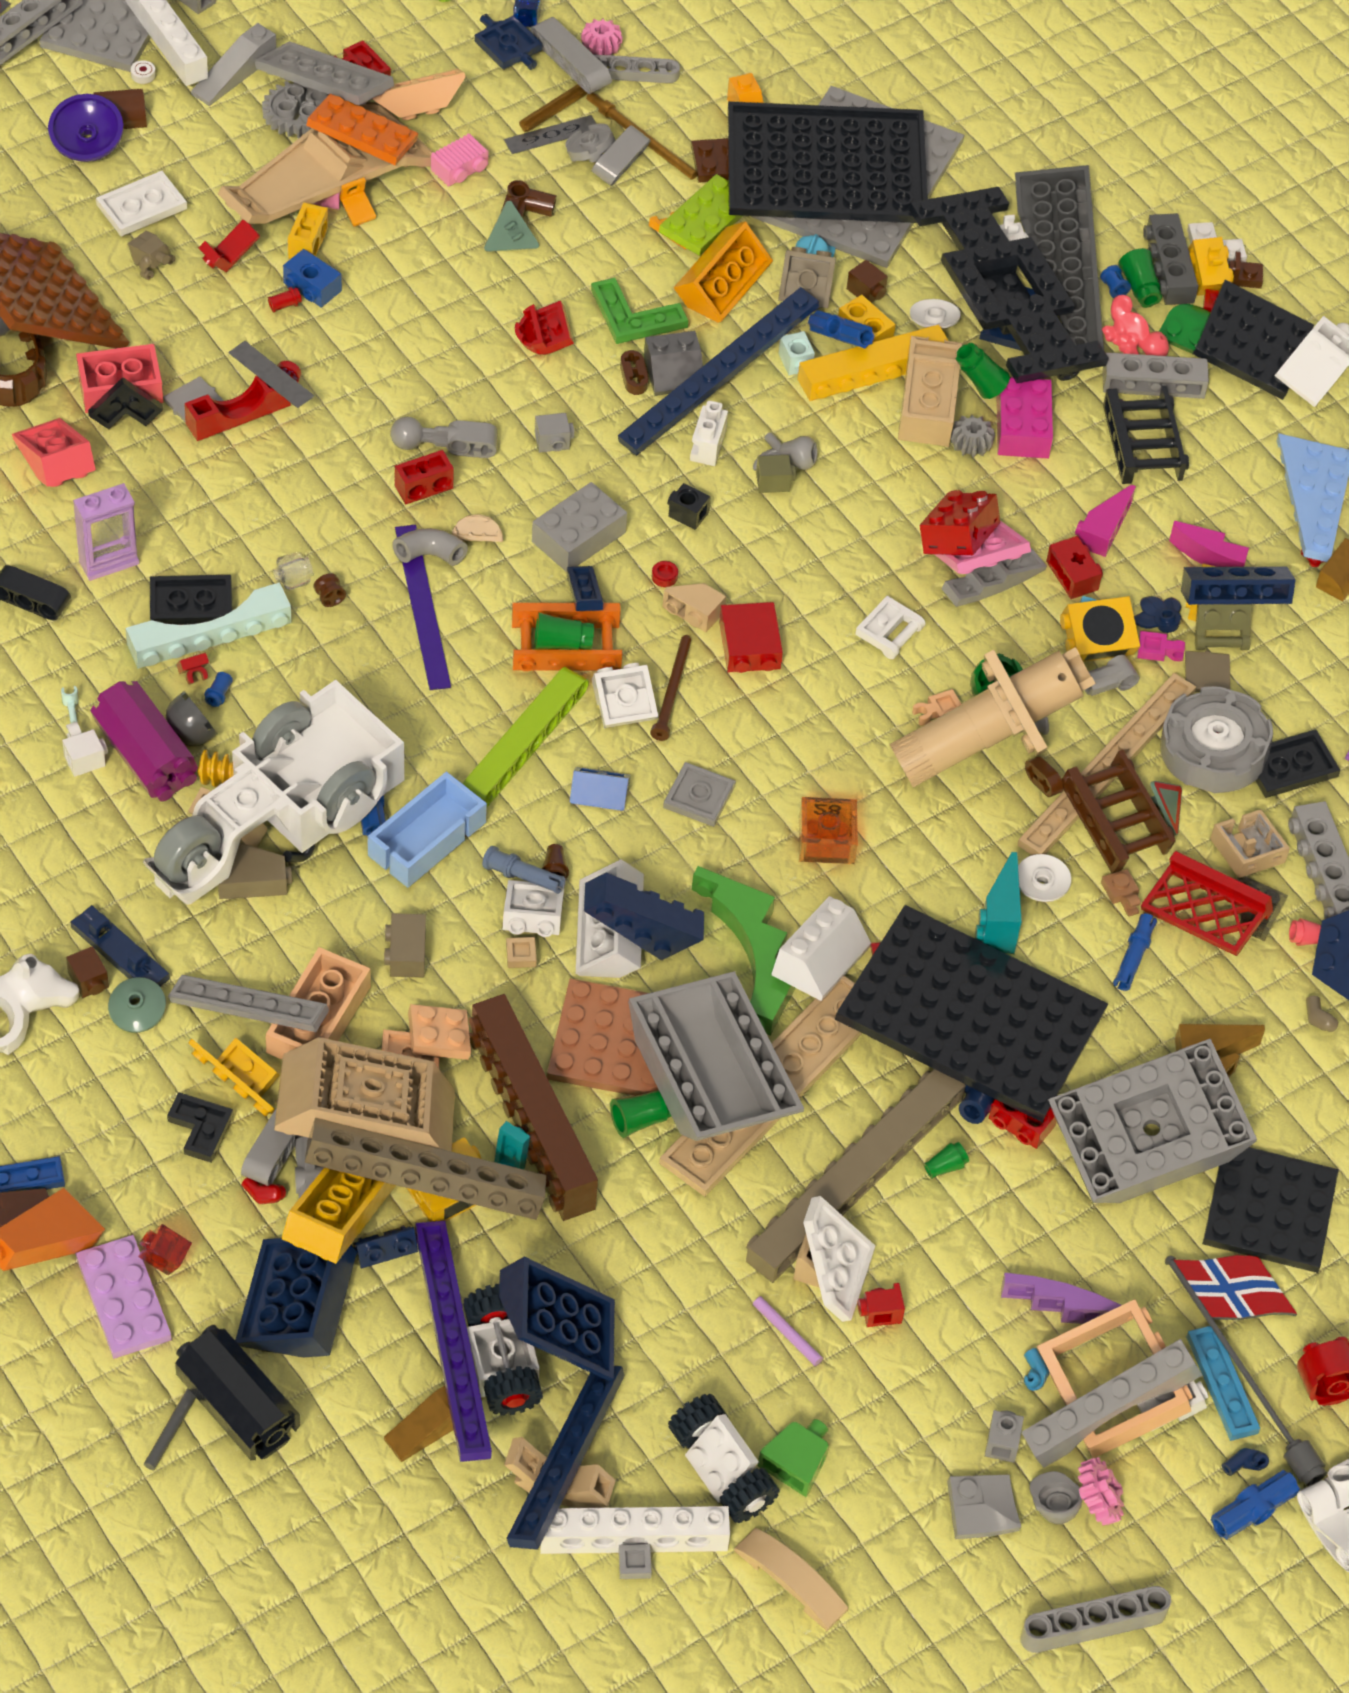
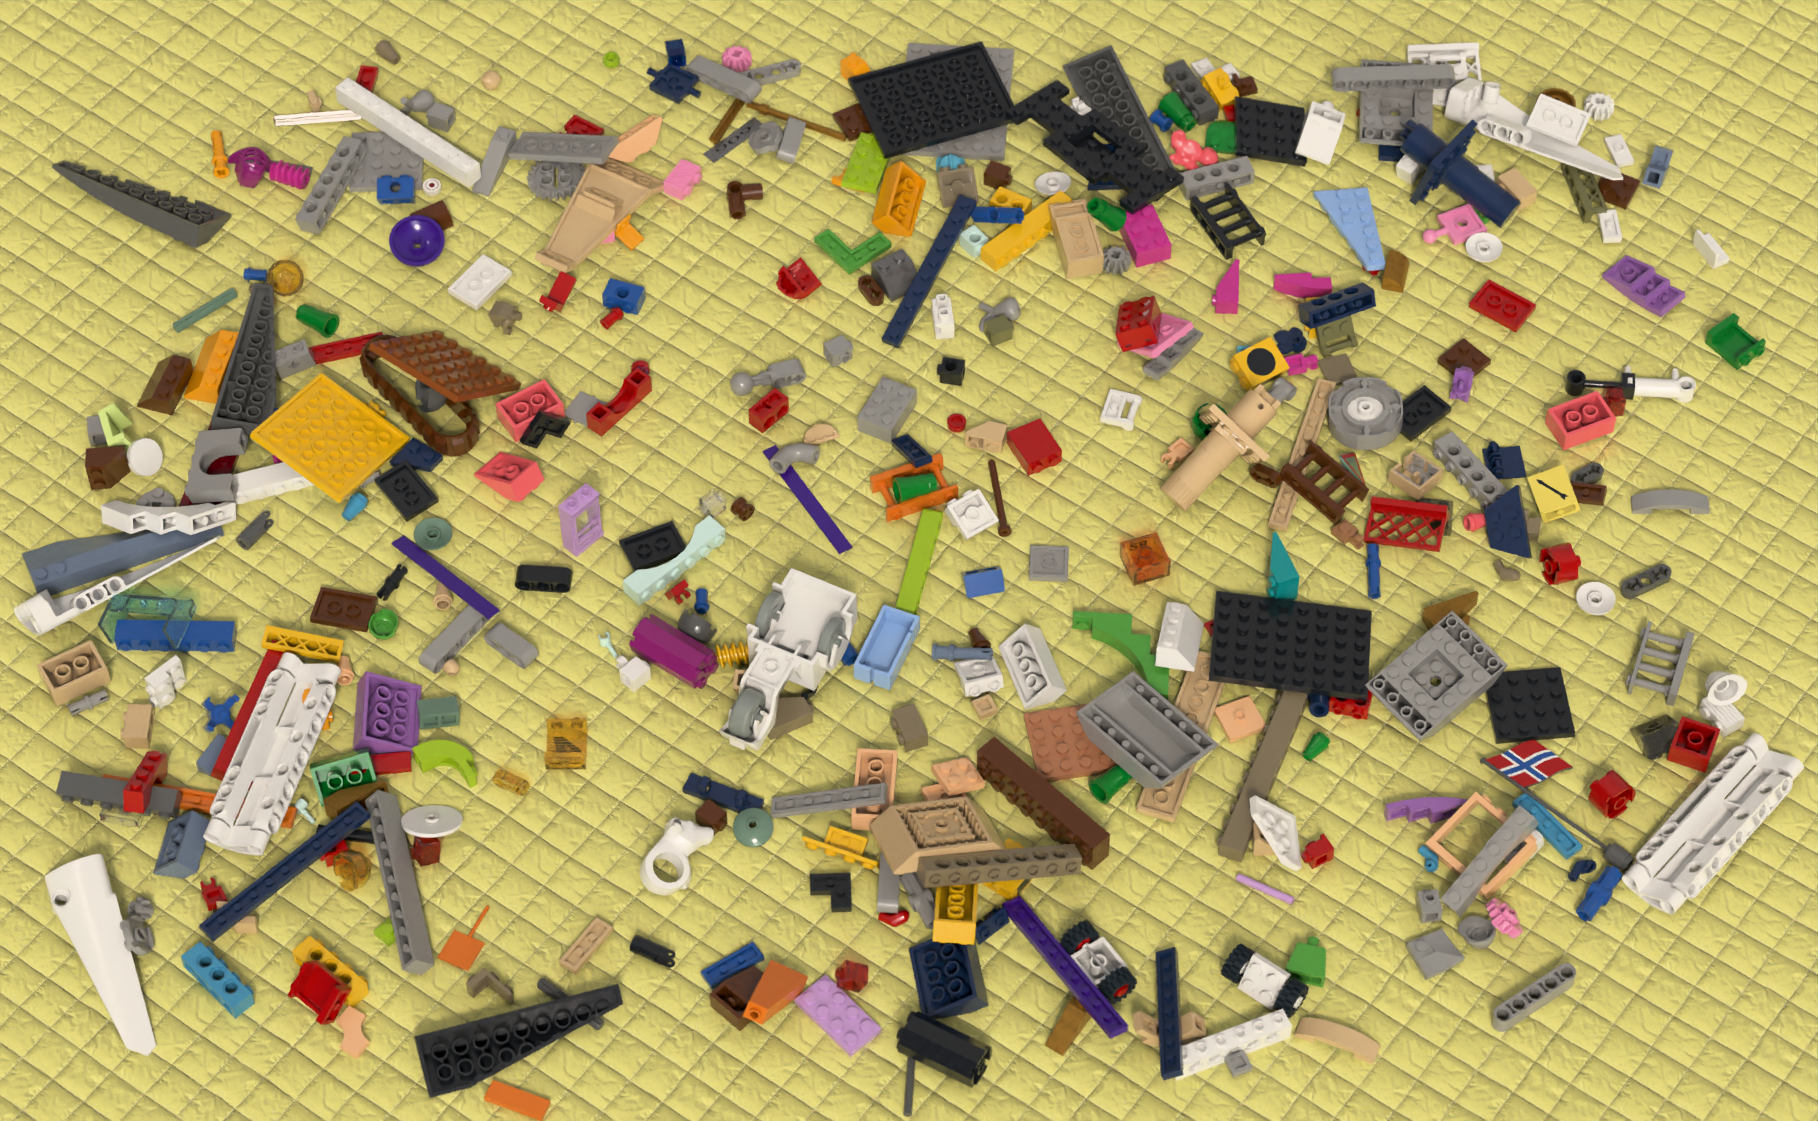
camera: 15 degrees left, 0 degrees up
(103, 69) = (403, 196): none -> blue brick
(271, 374) = (634, 373): flat silver sticker -> none
(308, 230) = (606, 264): yellow brick -> none
(362, 129) = (612, 180): orange plate -> none
(510, 232) = (742, 219): sand green piece -> none
(512, 1146) = (1042, 832): teal plate -> none
(560, 1315) = (1126, 927): dark blue slope -> none
(642, 916) = (1058, 656): dark blue wedge -> none
(860, 1087) = (1239, 719): none -> light nougat plate
(1047, 870) = (1297, 537): white dish -> none
(1074, 567) = (1222, 328): red brick -> none

